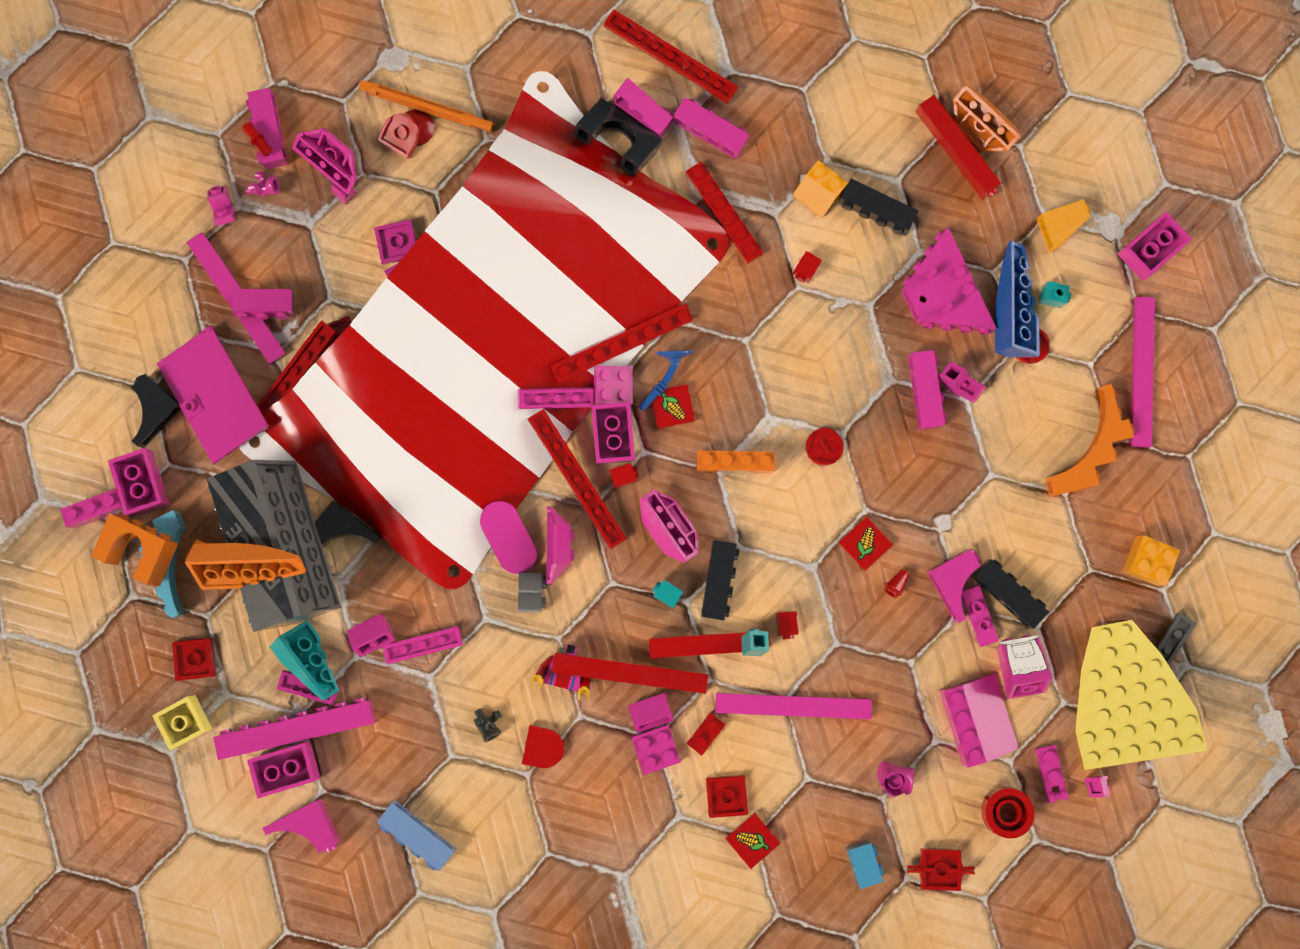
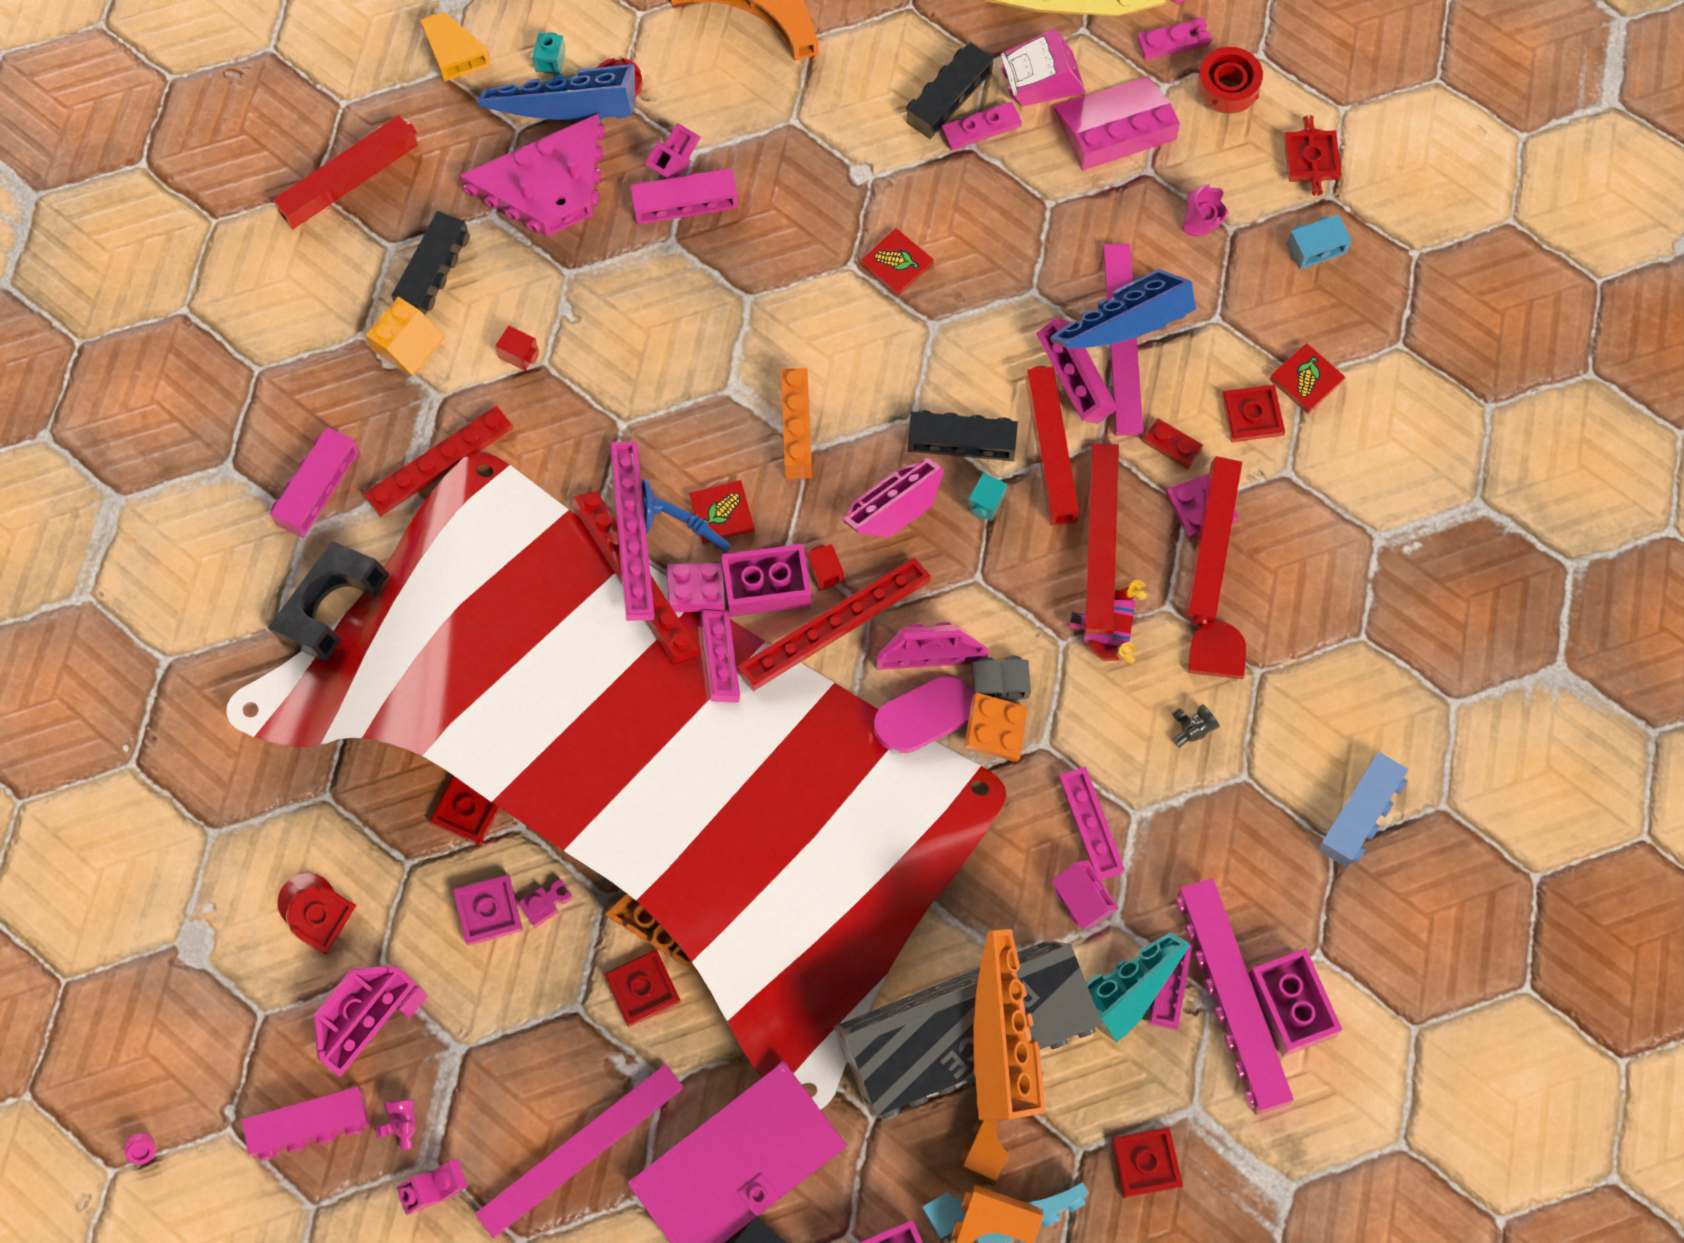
camera: 90 degrees left, 15 degrees down
(182, 722) = (1244, 1161): light yellow brick -> none
(257, 139) = (328, 1125): red axle -> none
(262, 28) = (139, 1148): none -> dark pink tile
(262, 303) = (590, 1099): dark pink brick -> none
(299, 364) = (687, 1037): red plate -> none
(312, 823) = (1363, 965): dark pink arch -> none
(339, 522) = (921, 958): black arch -> none
(426, 106) = (272, 886): orange piece -> none
(496, 585) = (995, 727): none -> orange plate
(621, 753) = (1213, 541): none -> red brick
(642, 108) = (284, 571): dark pink wedge -> none
(650, 713) = (1153, 511): dark pink brick -> none
(654, 341) = (631, 531): none -> dark pink tile
(670, 56) = (204, 544): red plate -> none
(755, 643) = (1045, 373): teal brick -> none
(764, 669) = (1078, 376): none -> dark pink brick
(787, 624) = (1014, 348): red brick -> none
(807, 713) = (1132, 312): none -> blue wedge
(824, 446) = (767, 318): red tile -> none
(896, 585) = (949, 221): red cone -> none
(950, 580) = (939, 158): dark pink arch -> none
(983, 122) = (314, 139): orange wedge -> none

